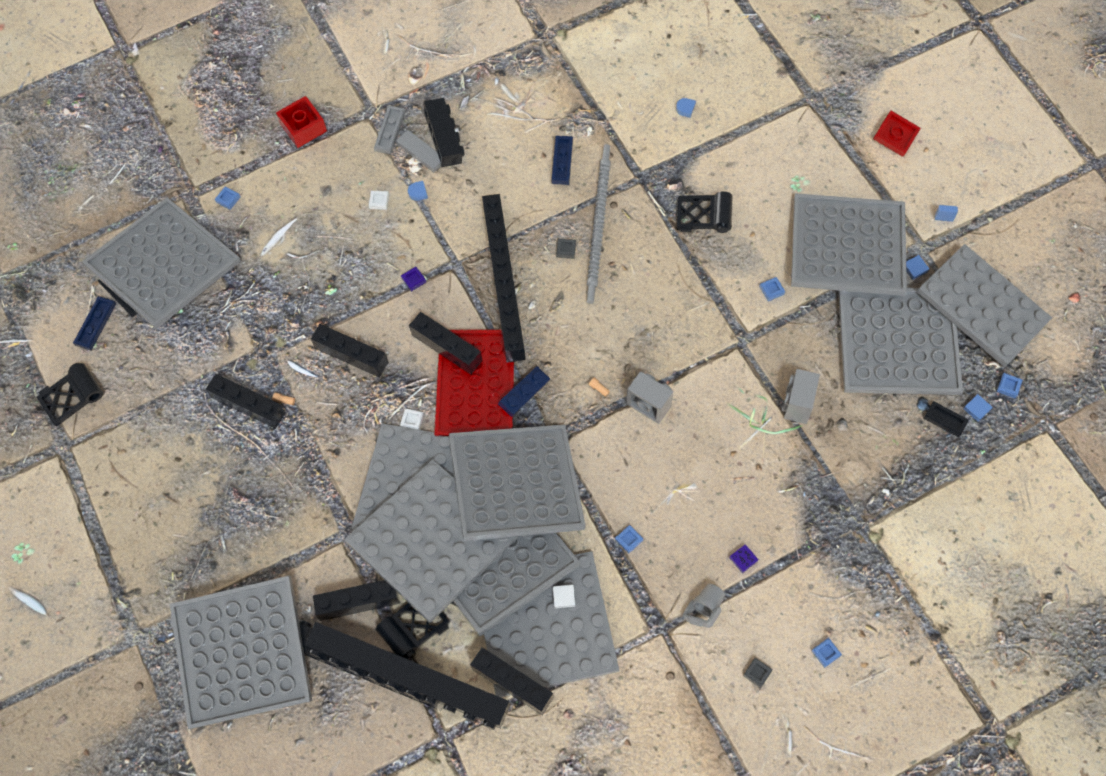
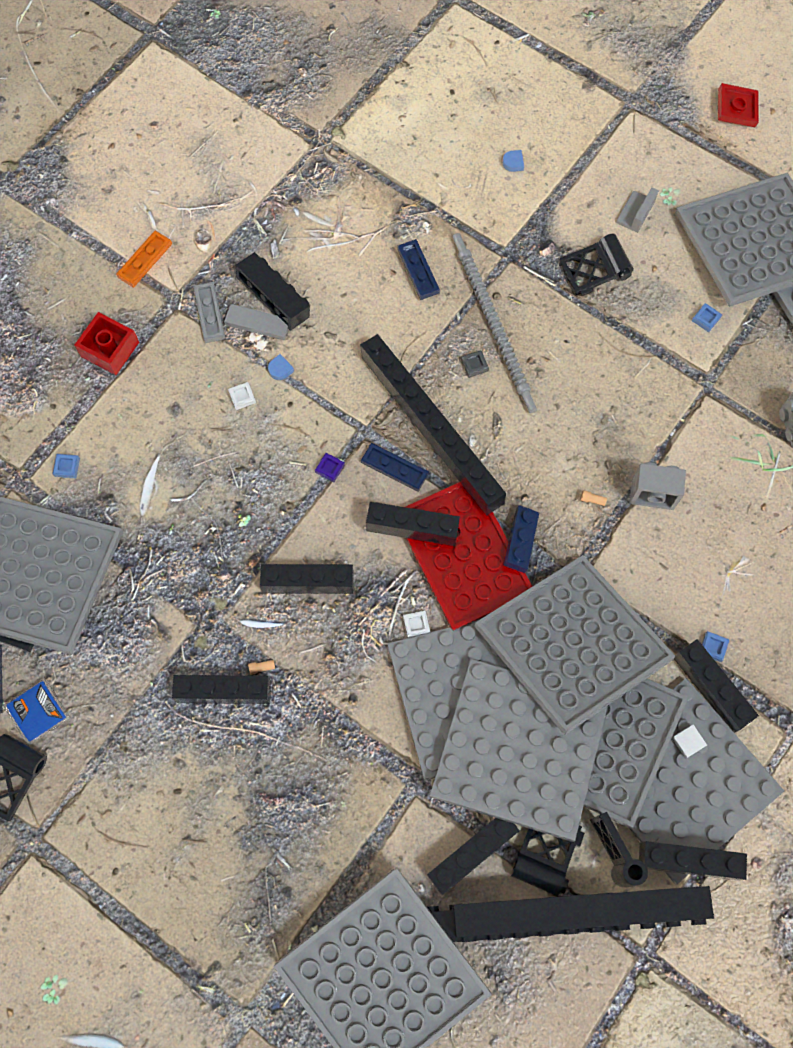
camera: 30 degrees left, 5 degrees up
(113, 358) = (36, 711): none -> slope
(364, 72) = (144, 259): none -> orange tile
(459, 662) = (626, 871): none -> black piece
(461, 299) = (395, 467): none -> dark blue tile
(609, 567) = (715, 686): none -> black brick
(764, 183) = (637, 209): none -> light grey panel

